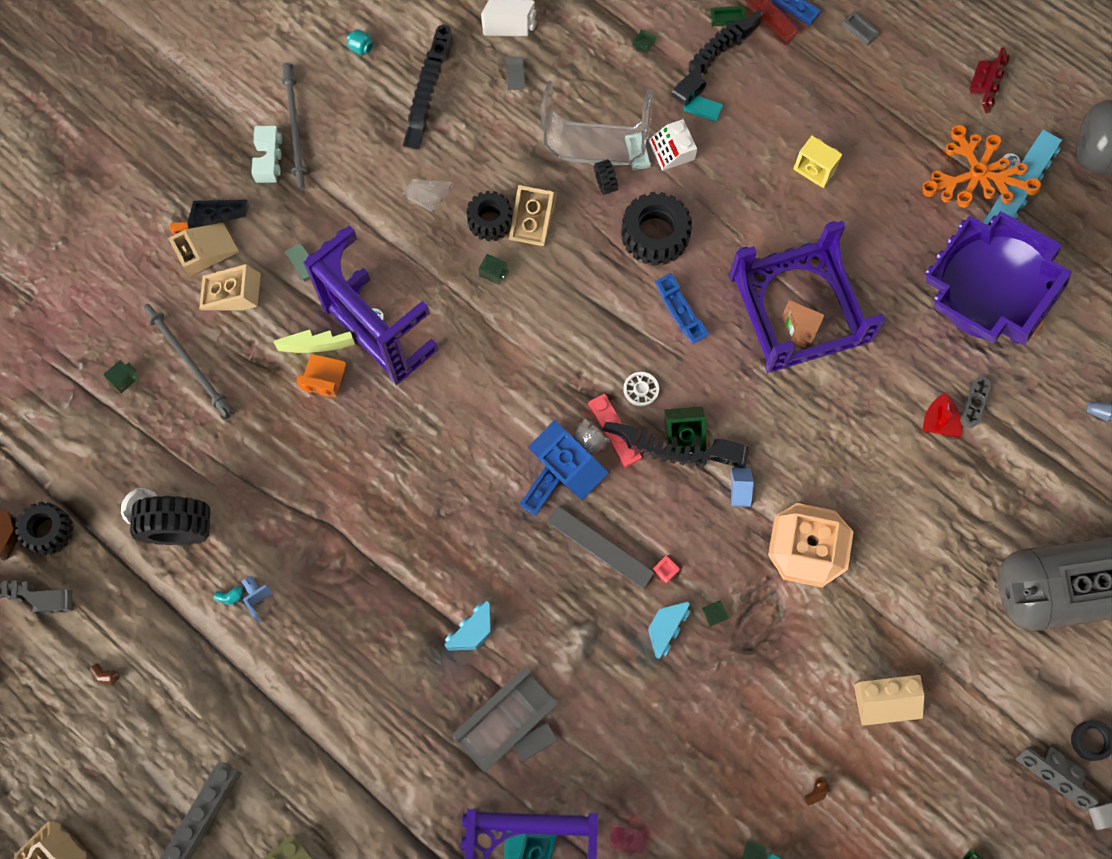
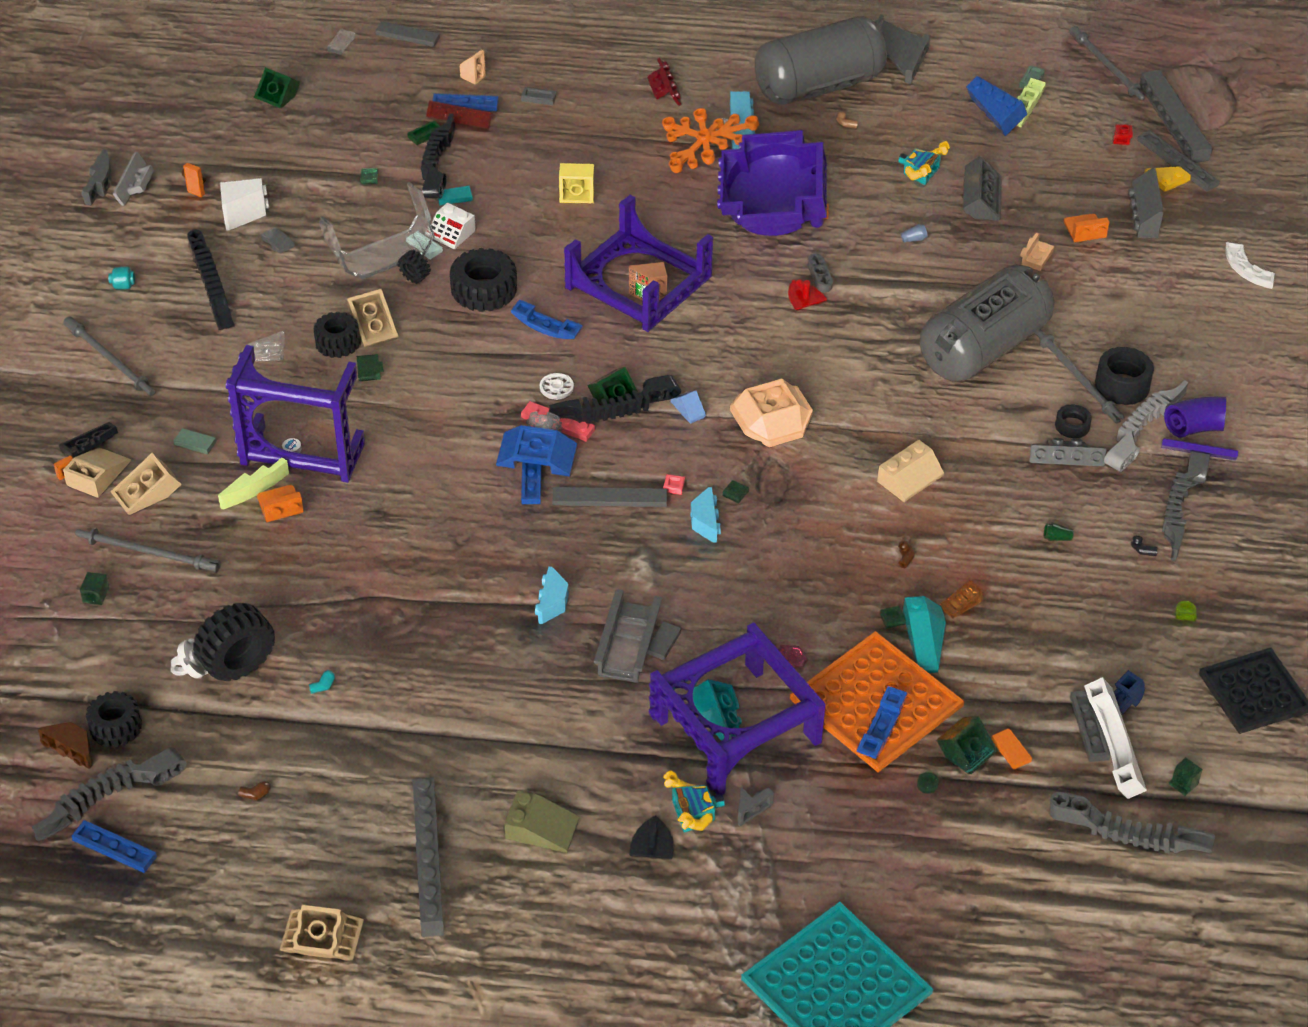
camera: 35 degrees left, 25 degrees down
(255, 595) = (347, 669): medium blue bracket -> none
(266, 168) = (106, 391): light aqua arch -> none

